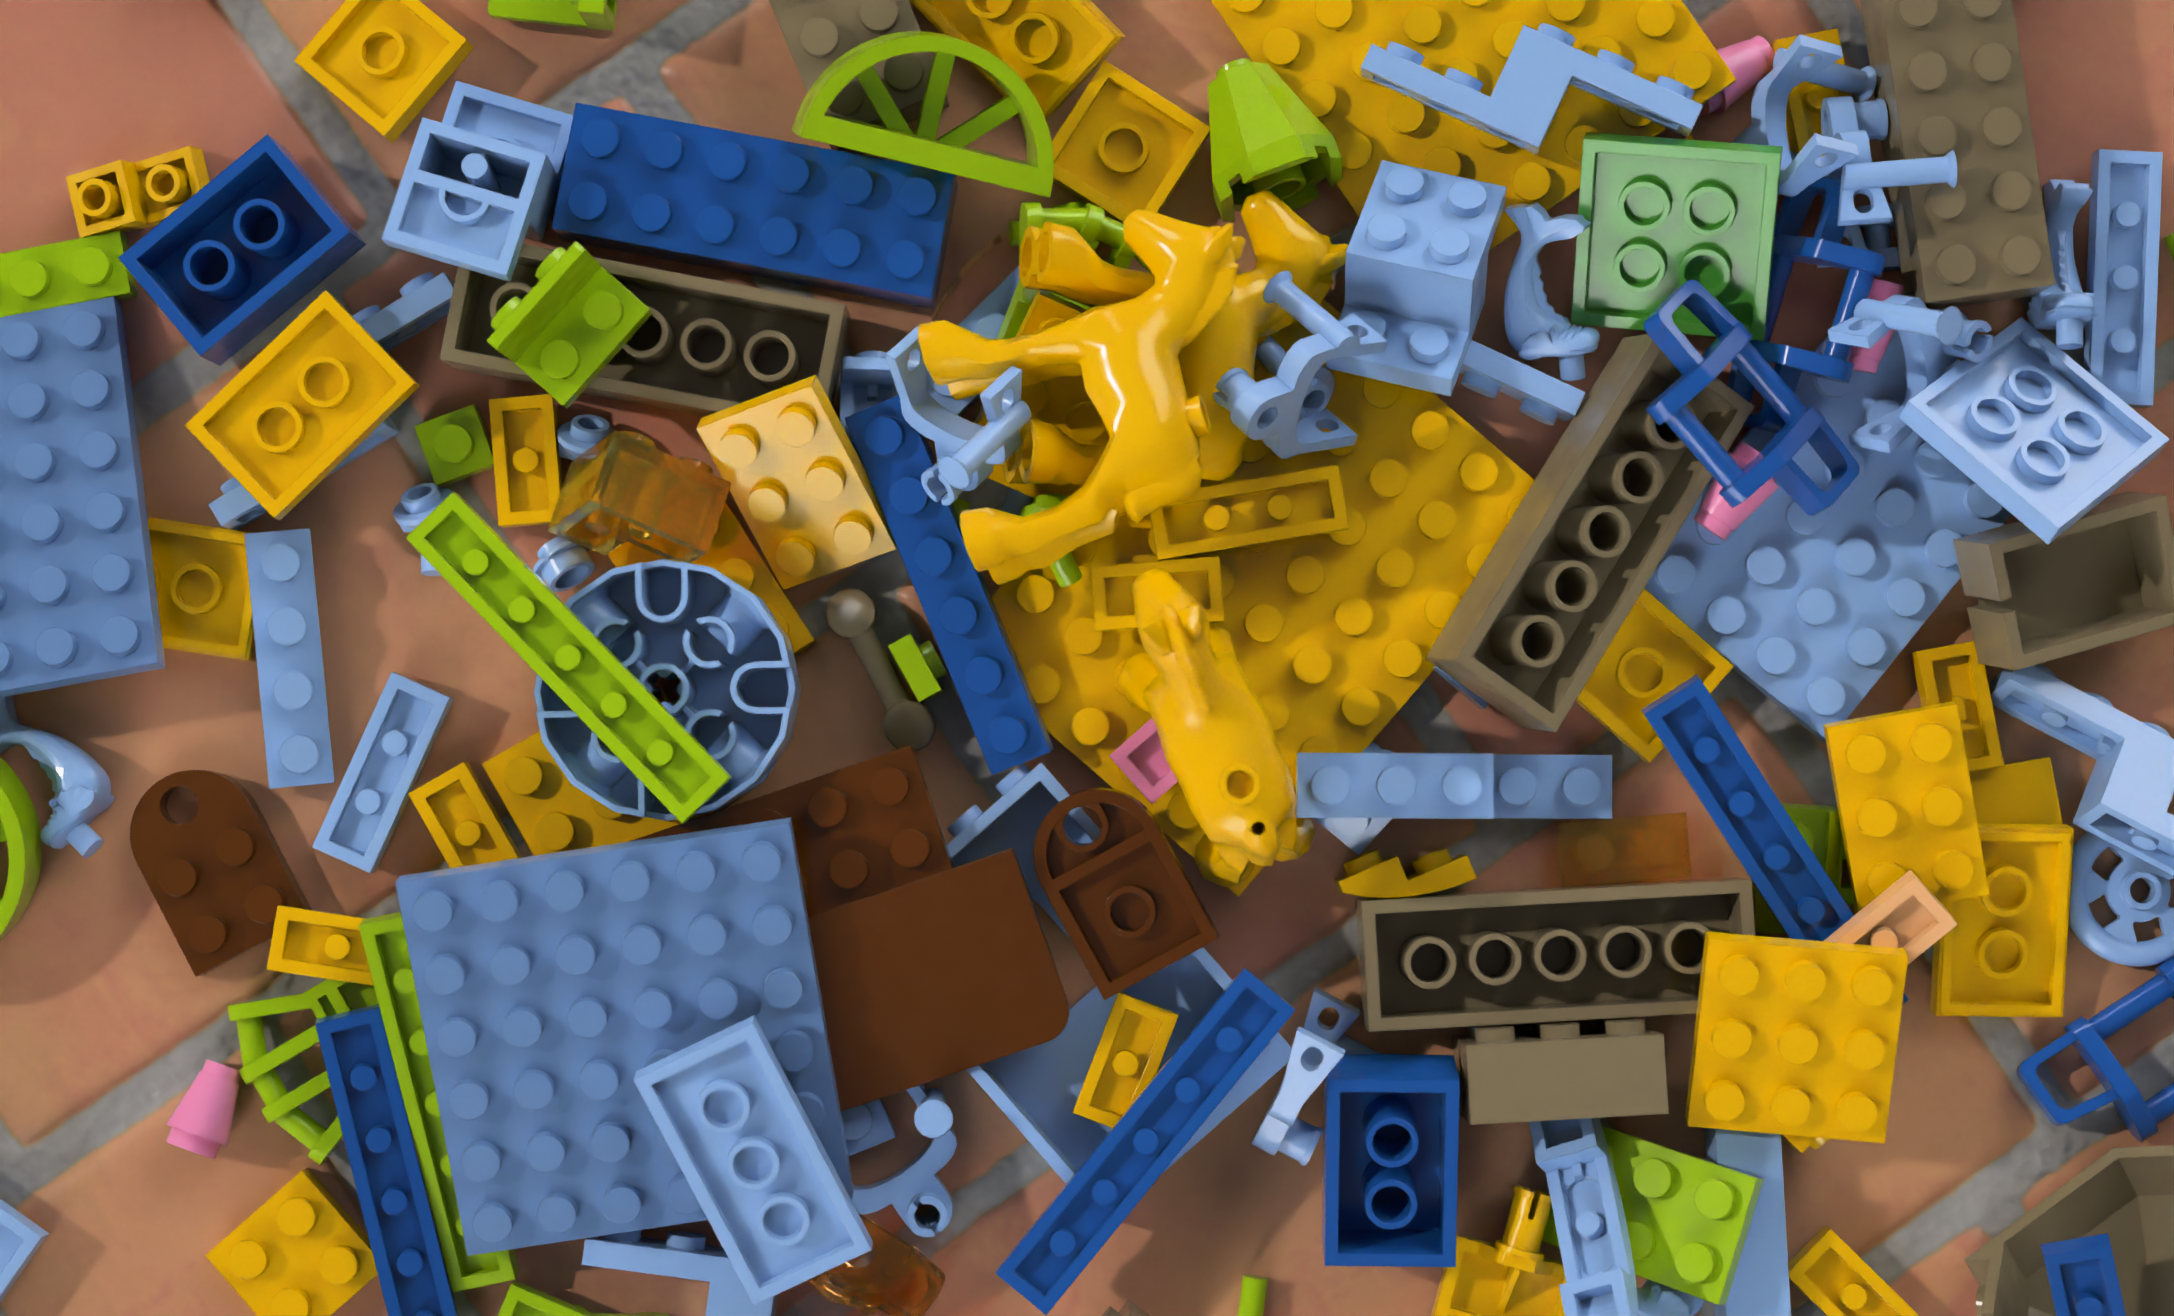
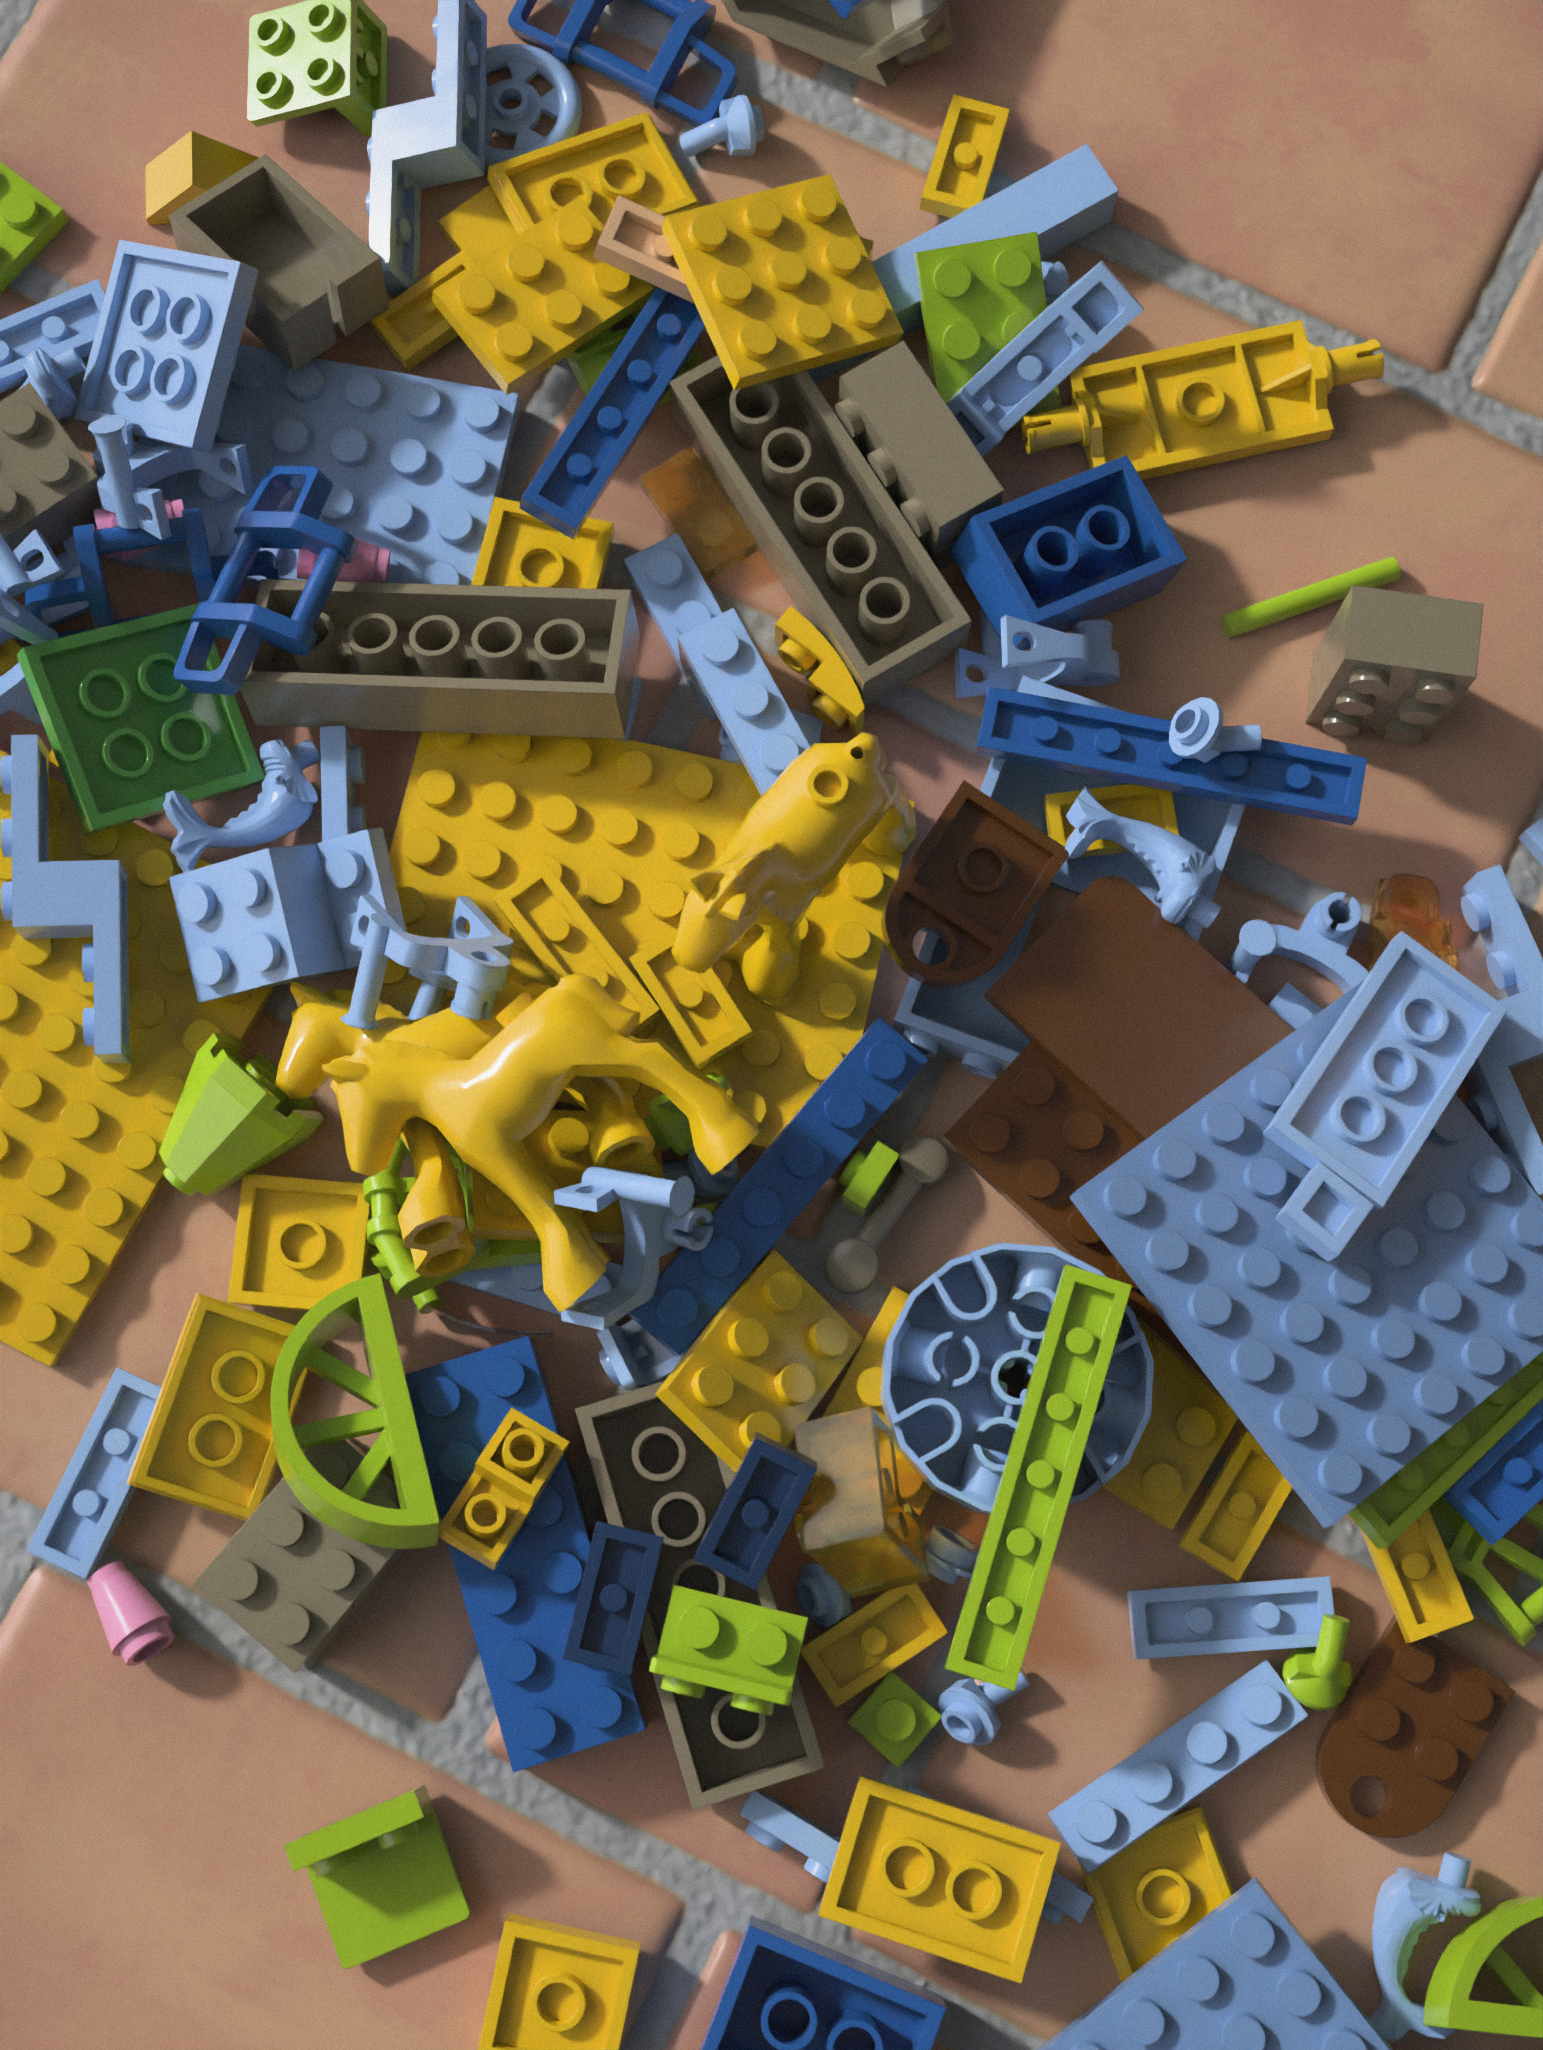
camera: 120 degrees left, 10 degrees down
(297, 817) = (1317, 1673): none -> lime plate
(480, 181) = (635, 1825): light blue bracket -> none
(656, 1026) = (1324, 1212): none -> light blue plate
(666, 253) = (613, 1598): none -> dark blue plate
(671, 408) = (756, 1511): none -> dark blue plate
(807, 208) = (502, 1488): none -> yellow slope
(1050, 1093) = (1173, 861): none -> light blue animal
(1143, 1172) = (1199, 732): none -> light blue plate
(1144, 762) = (837, 924): bright pink plate -> none
(1998, 1094) = (738, 126): none -> light blue plate

